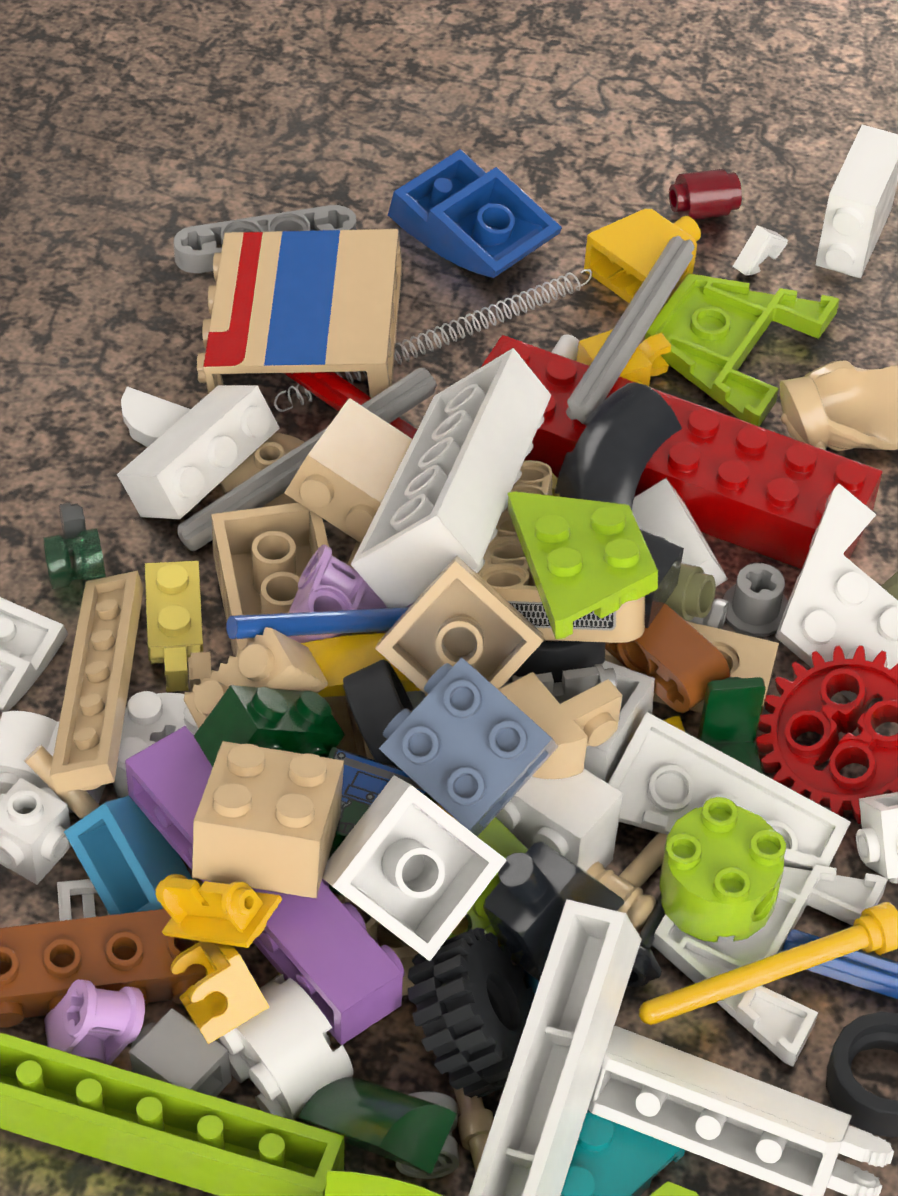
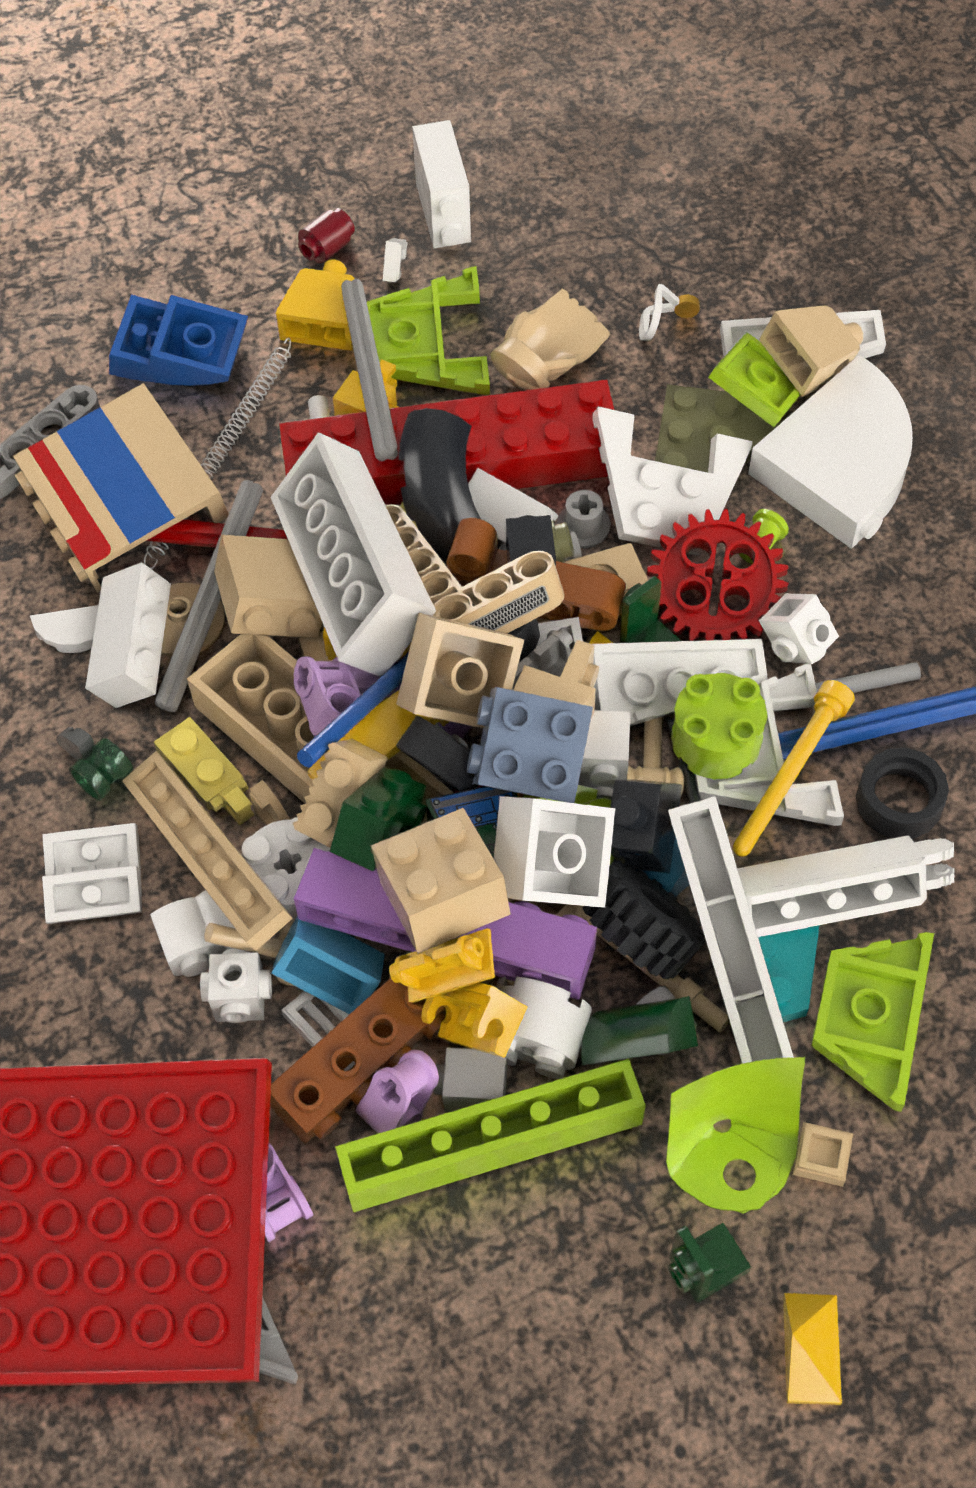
camera: 30 degrees left, 10 degrees up
(581, 555) = (497, 562): lime wing -> none

